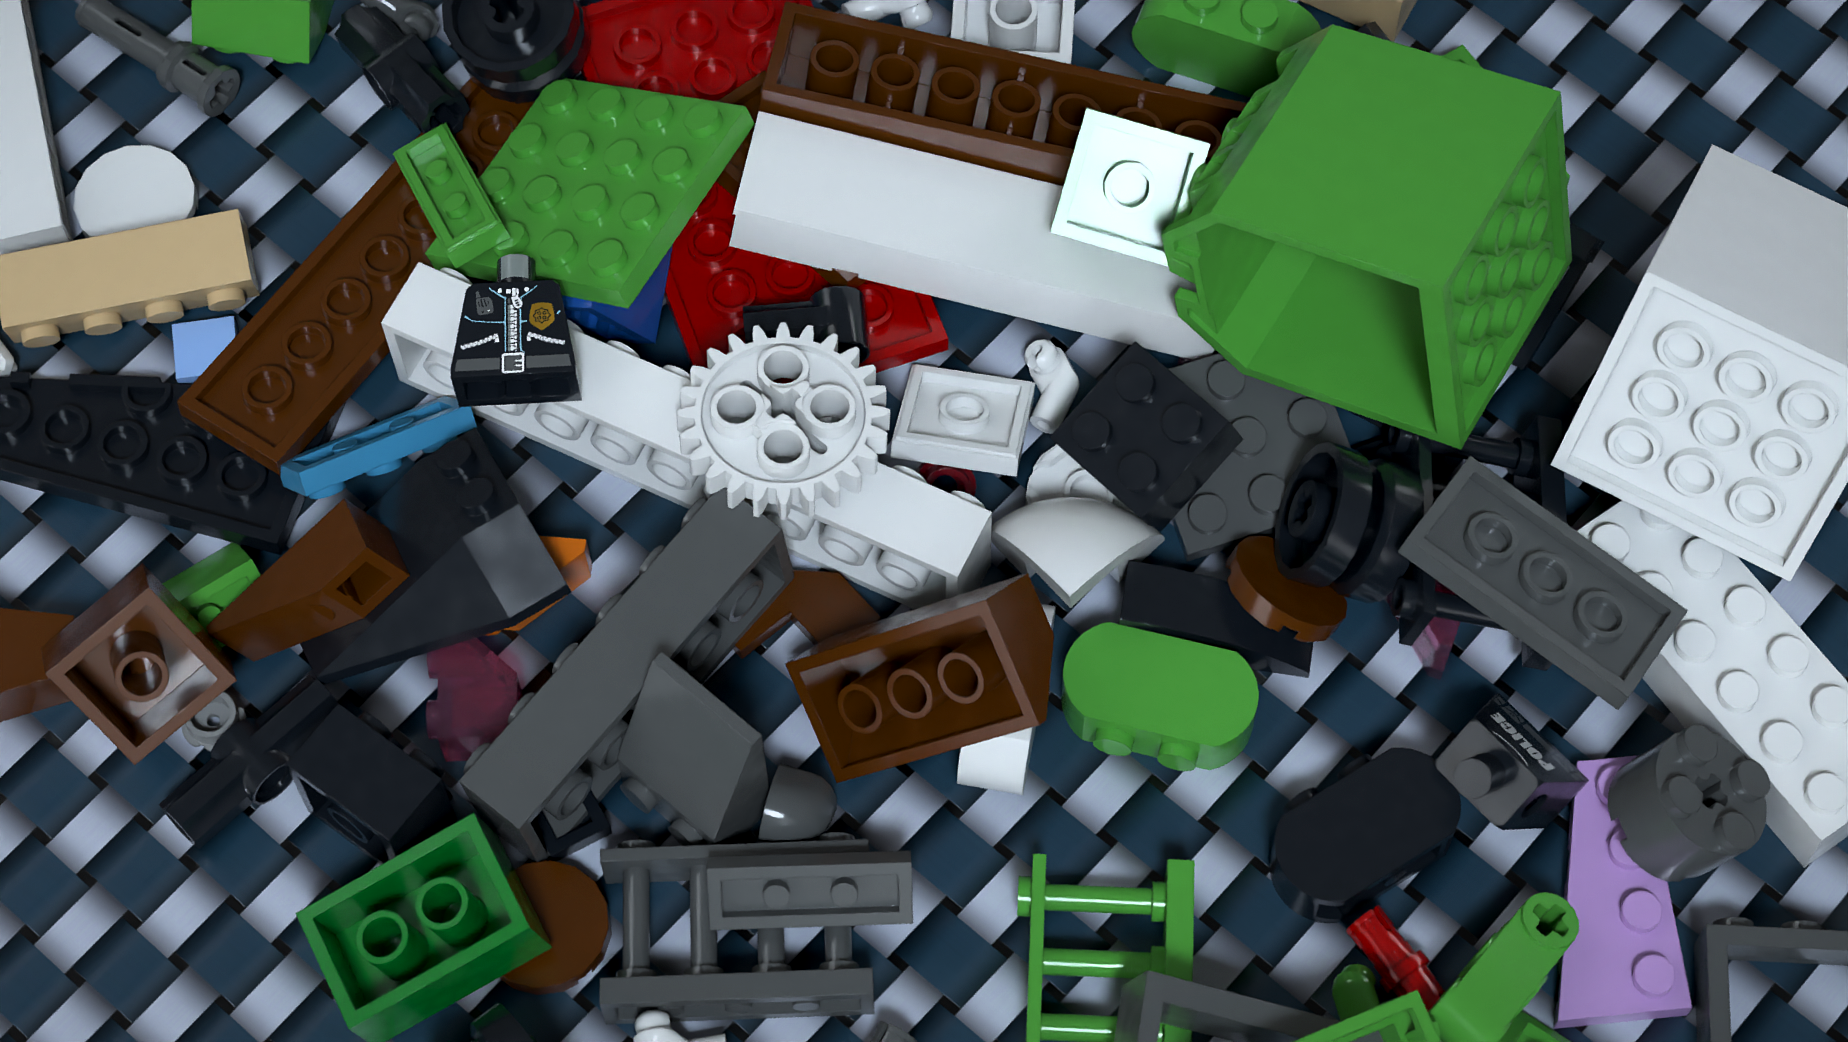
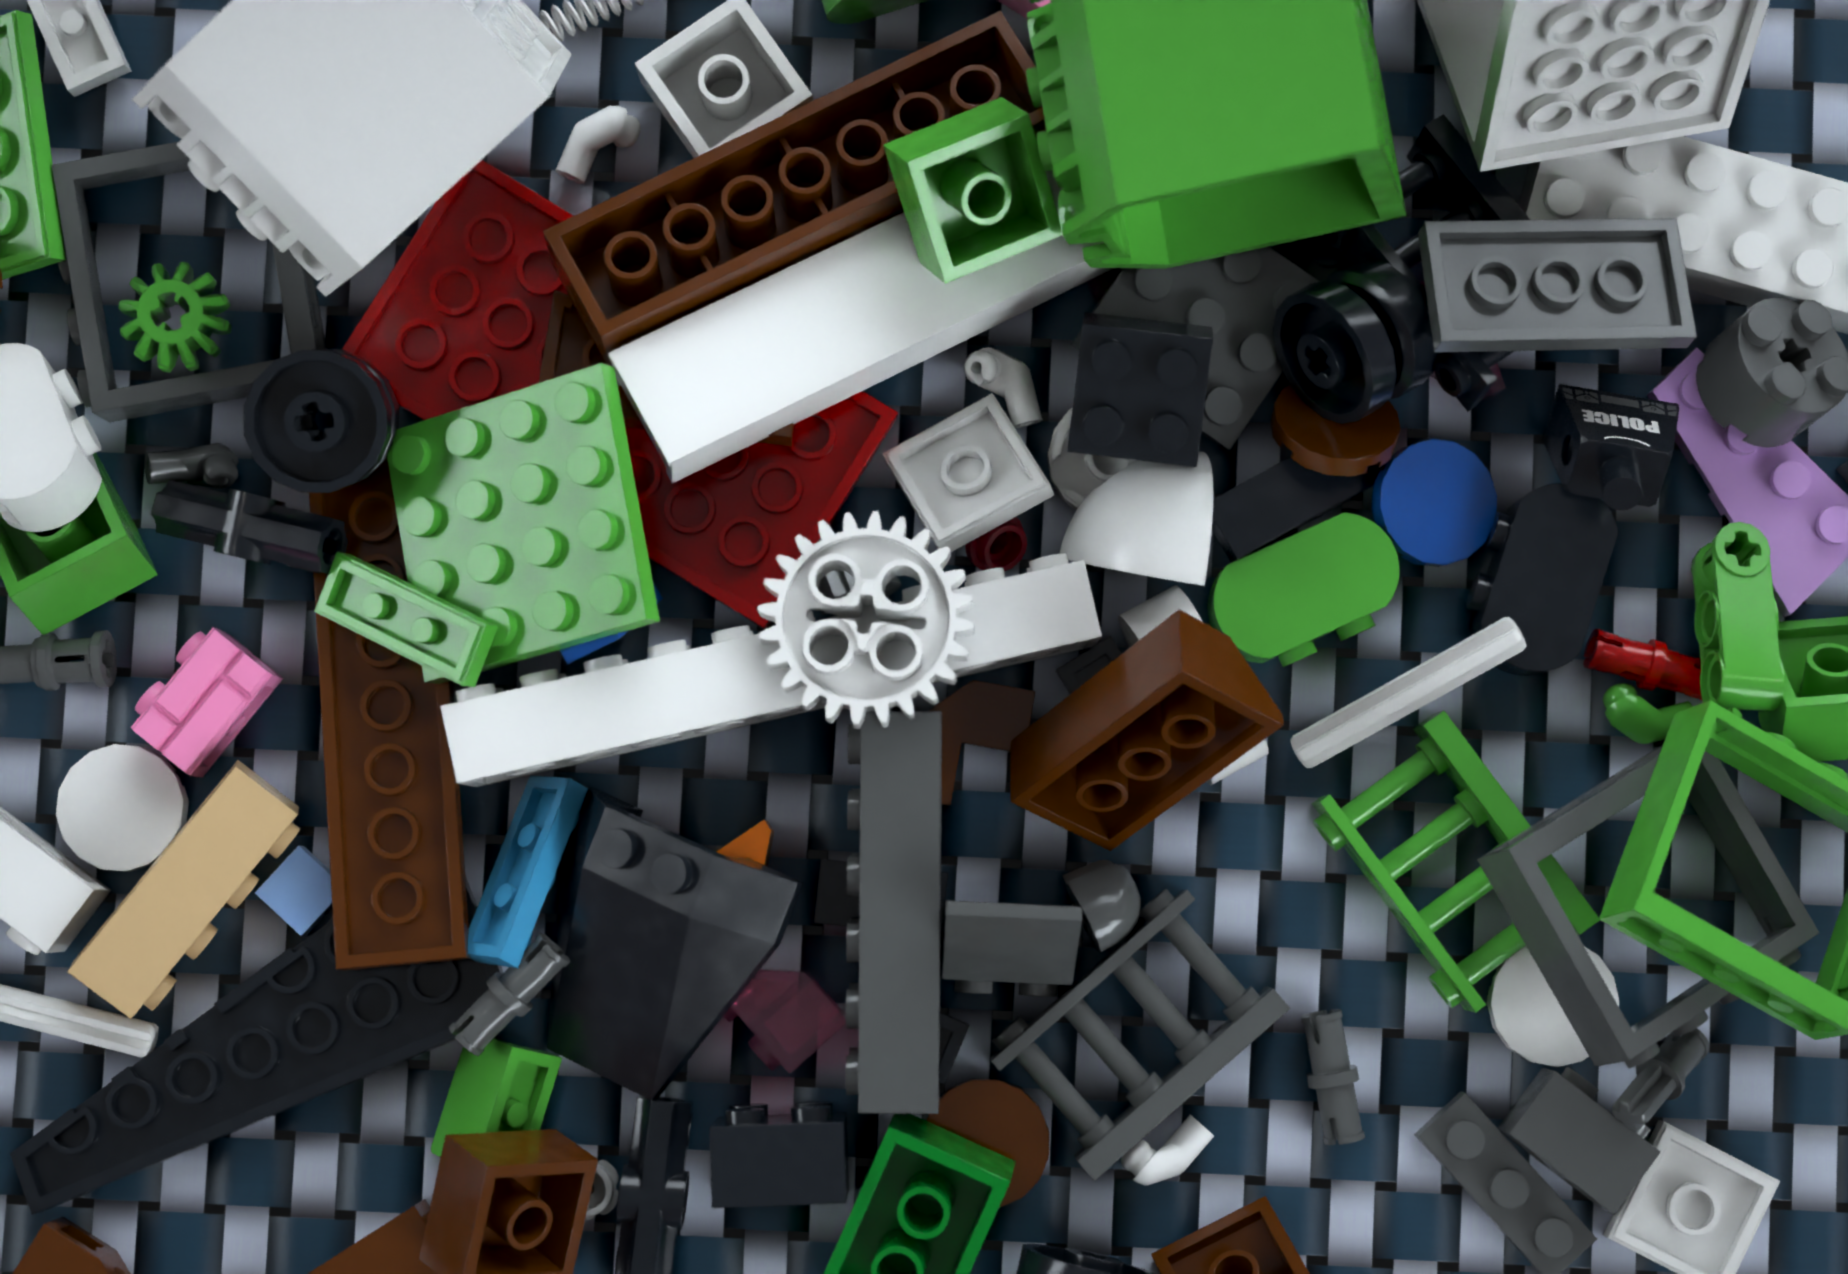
camera: 40 degrees left, 20 degrees up
(262, 168) = (204, 701): none -> bright pink brick
(274, 519) = (509, 995): none -> dark grey pin
(315, 587) = (598, 1018): reddish brown slope -> none
(514, 341) = (589, 719): black torso -> none
(810, 890) = (1181, 968): dark grey plate -> none
(829, 311) = (800, 489): black piece -> none
(1177, 828) = (1408, 692): none -> white axle
(1321, 711) = (1435, 502): none -> blue tile

